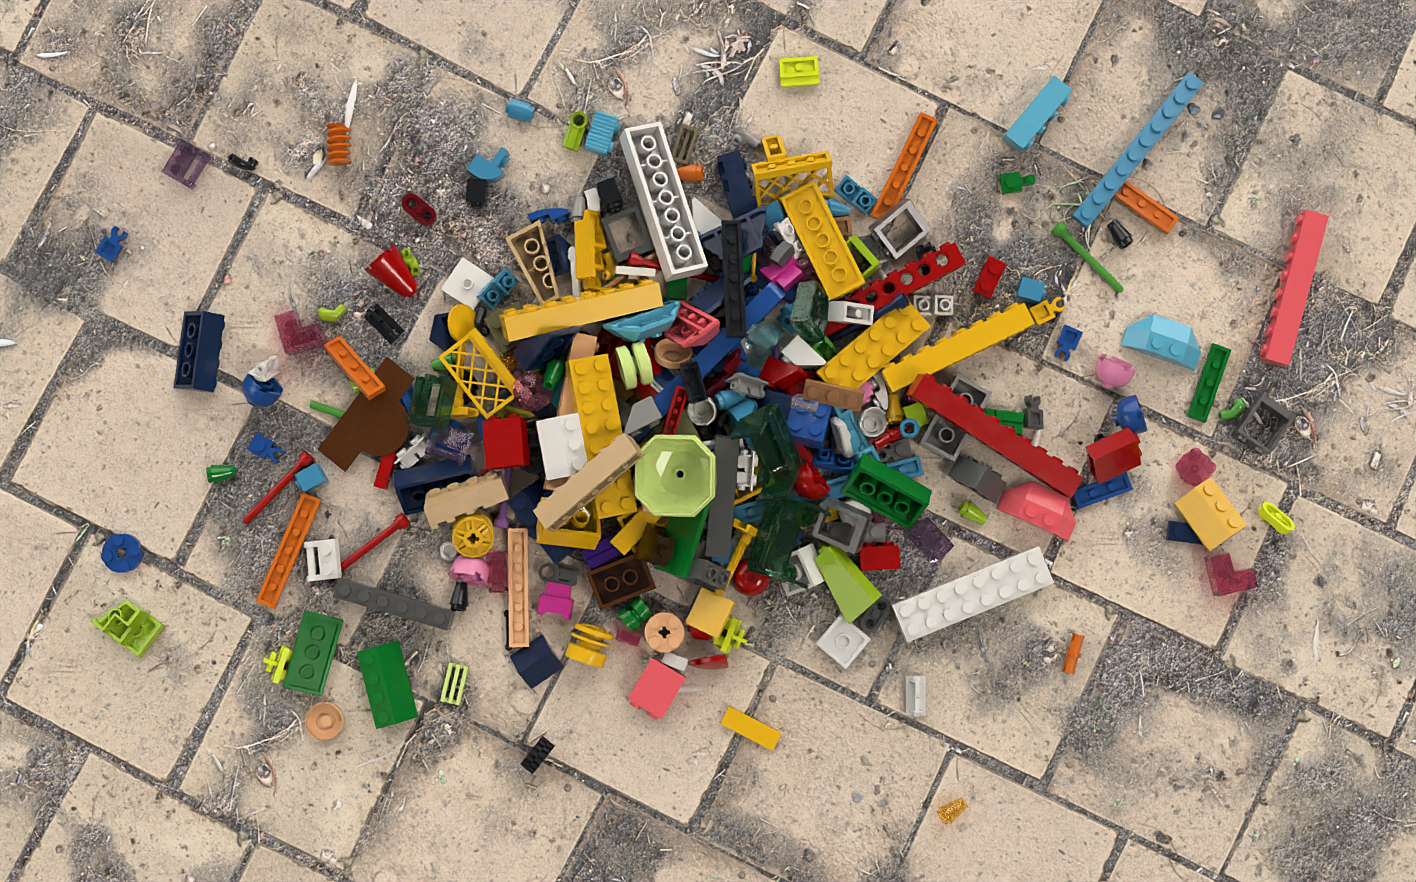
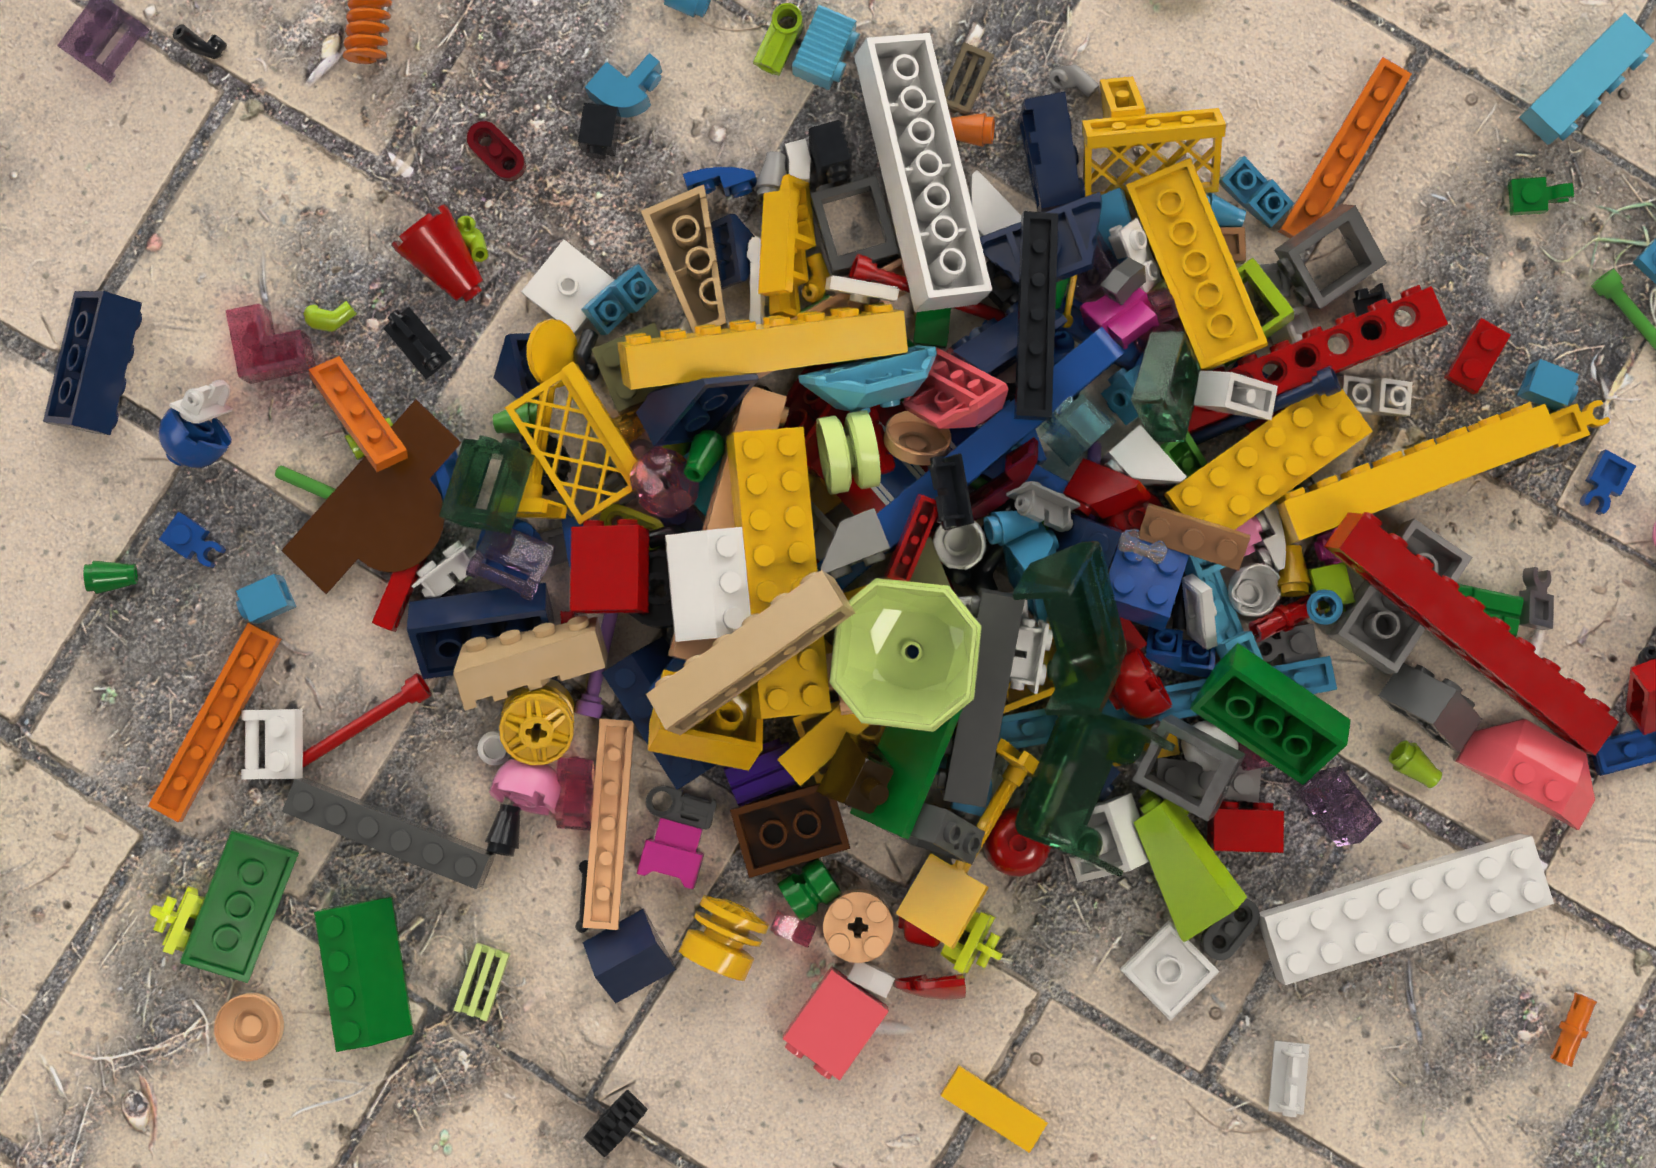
camera: 10 degrees right, 0 degrees up
(304, 461) = (257, 568): red piece -> none

